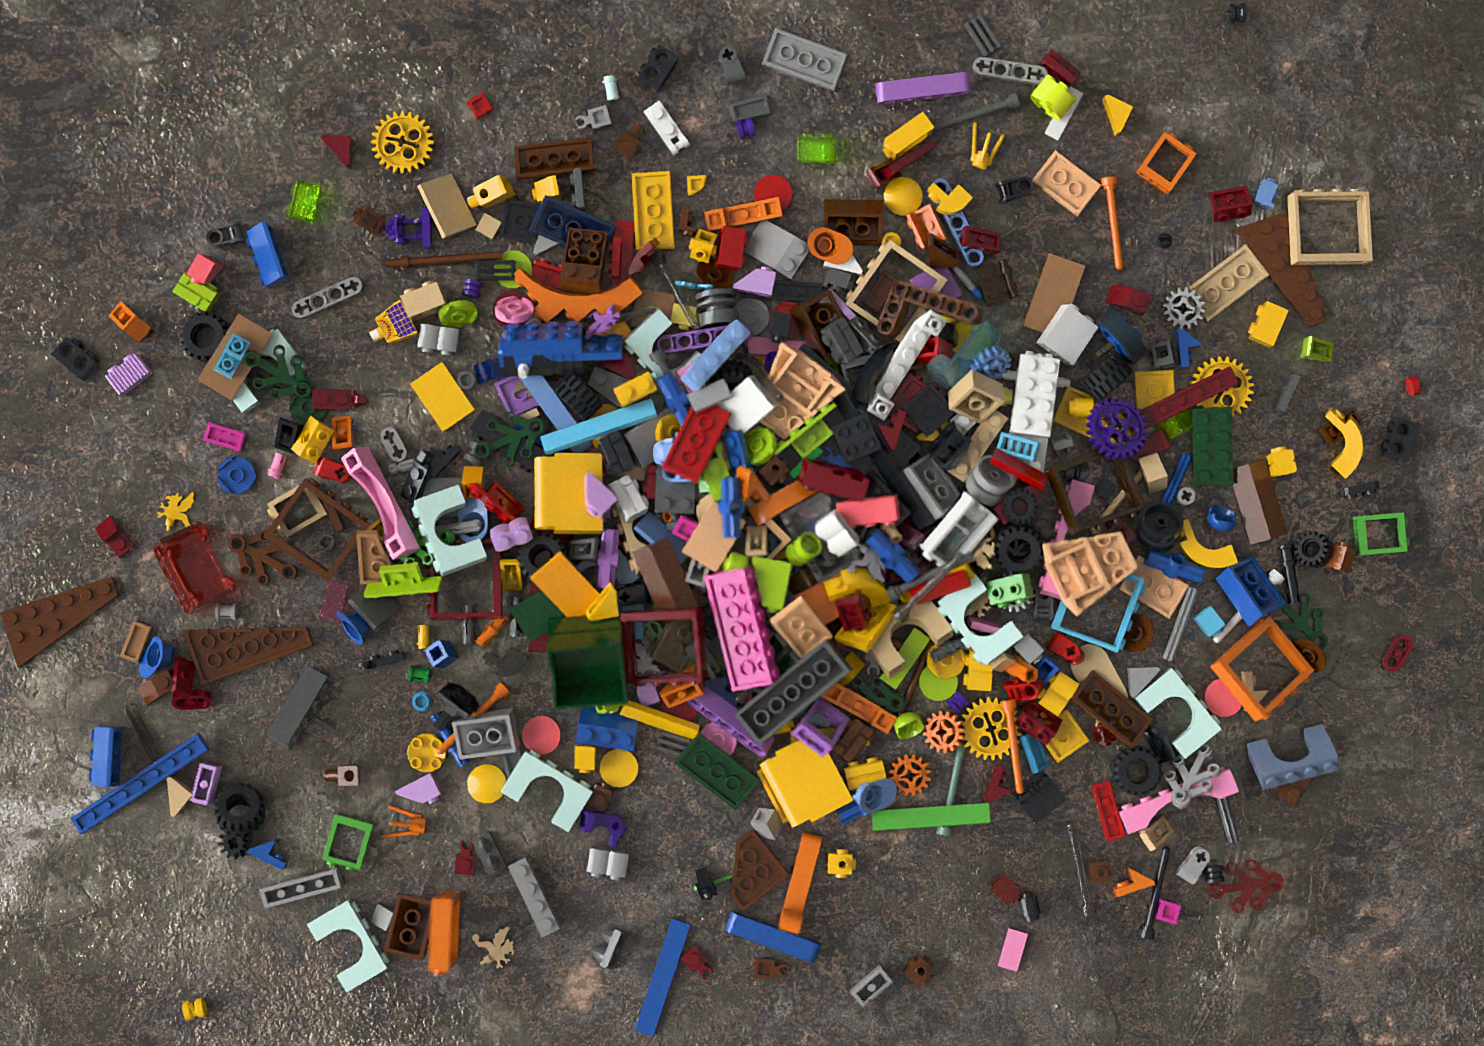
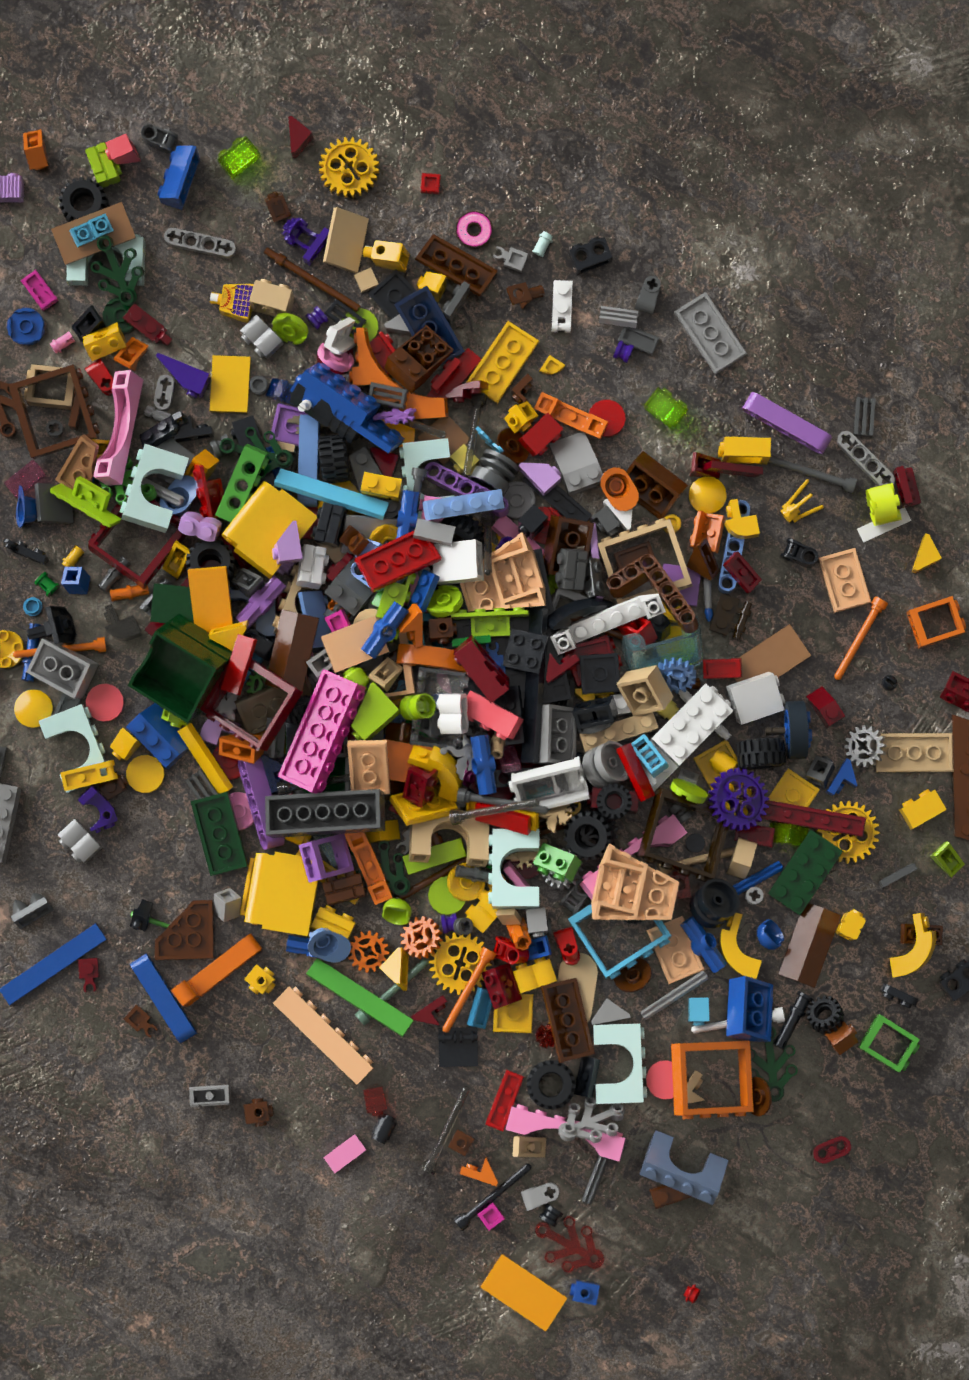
camera: 35 degrees right, 5 degrees down
(405, 417) = (189, 378): none -> dark purple slope
(507, 294) = (338, 337): none -> white bracket
(508, 444) = (249, 455): none -> bright green brick
(545, 106) = (474, 219): none -> tile
(576, 805) = (88, 775): none -> yellow plate
(596, 303) = (403, 398): none -> dark grey tile
(632, 624) = (239, 664): none -> red tile
(647, 451) = (354, 540): none -> reddish brown bracket
(719, 102) = (618, 317): none -> light grey tile
(924, 869) = (323, 1035): none -> light nougat brick
(943, 771) = (397, 968): none -> yellow slope
(970, 702) = (468, 926): none -> dark grey bush
(1022, 330) = (722, 668): none -> red tile
(1072, 450) = (691, 791): none -> lime tile
(1237, 951) = (523, 1292): none -> light orange tile
(1287, 914) = (585, 1292): none -> blue brick
(1371, 851) = (692, 1293): none -> red plate

